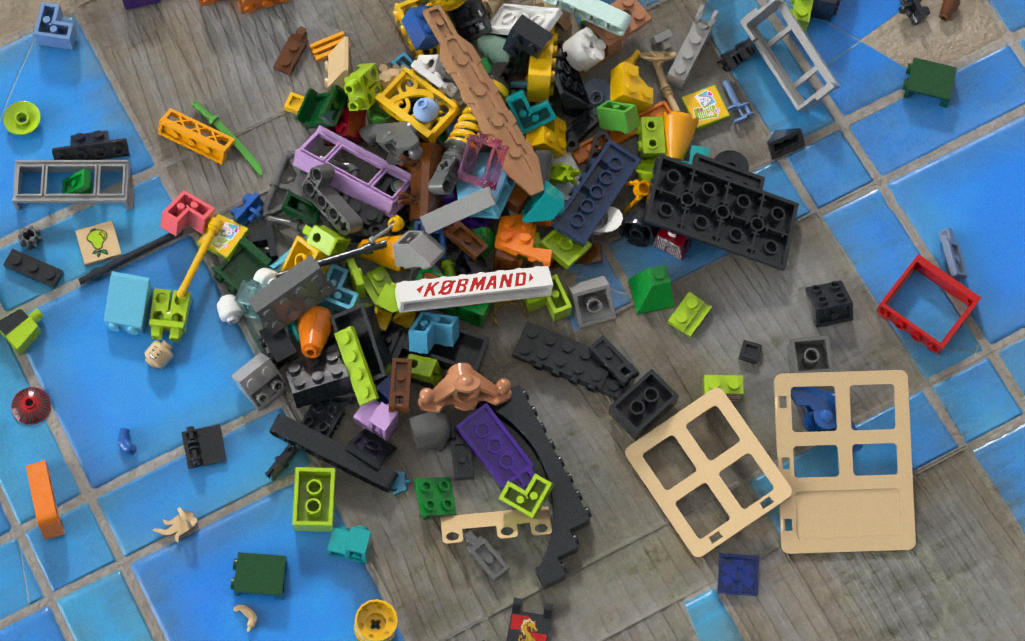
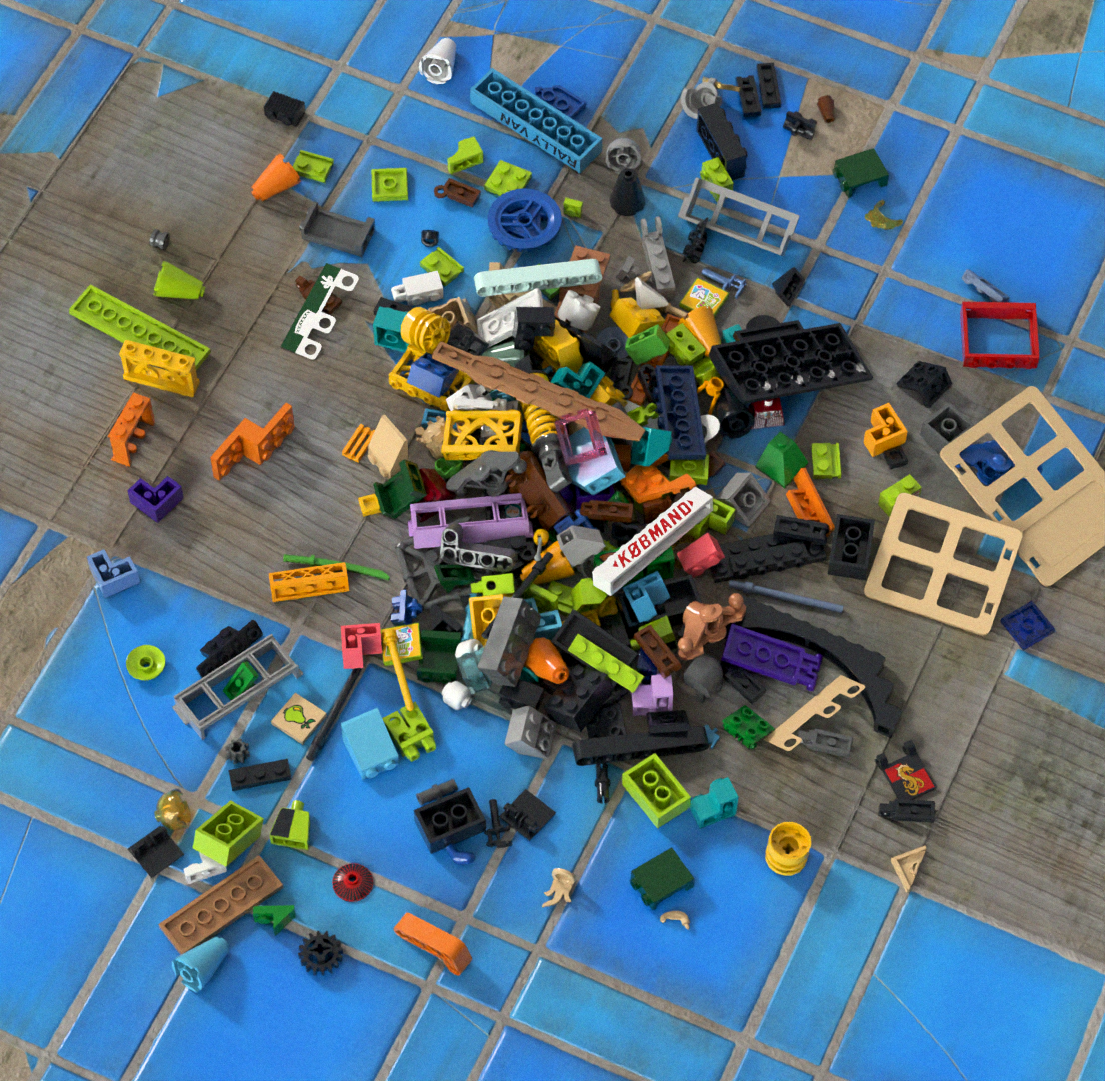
camera: 35 degrees left, 10 degrees down
(137, 408) = (449, 820): none -> black brick
(150, 378) = (436, 792): none -> dark grey pin
(158, 354) = (429, 768): tan head -> none
(172, 439) = (497, 828): none -> black piece
(291, 52) = (331, 467): reddish brown hinge -> none
(361, 87) = (425, 449): lime hips -> none
(425, 110) = (494, 432): light blue brick -> none
(458, 210) = (590, 488): light grey tile -> none
(513, 326) = (700, 555): none -> coral brick
(529, 500) = (828, 673): lime brick -> none
(534, 380) = (748, 587): none -> sand blue bar
(640, 341) = (807, 501): none -> orange bracket
(655, 75) = (647, 296): none -> white slope
(756, 327) = (887, 431): none -> light orange brick
(910, 135) = (879, 220): none -> clear yellow helmet

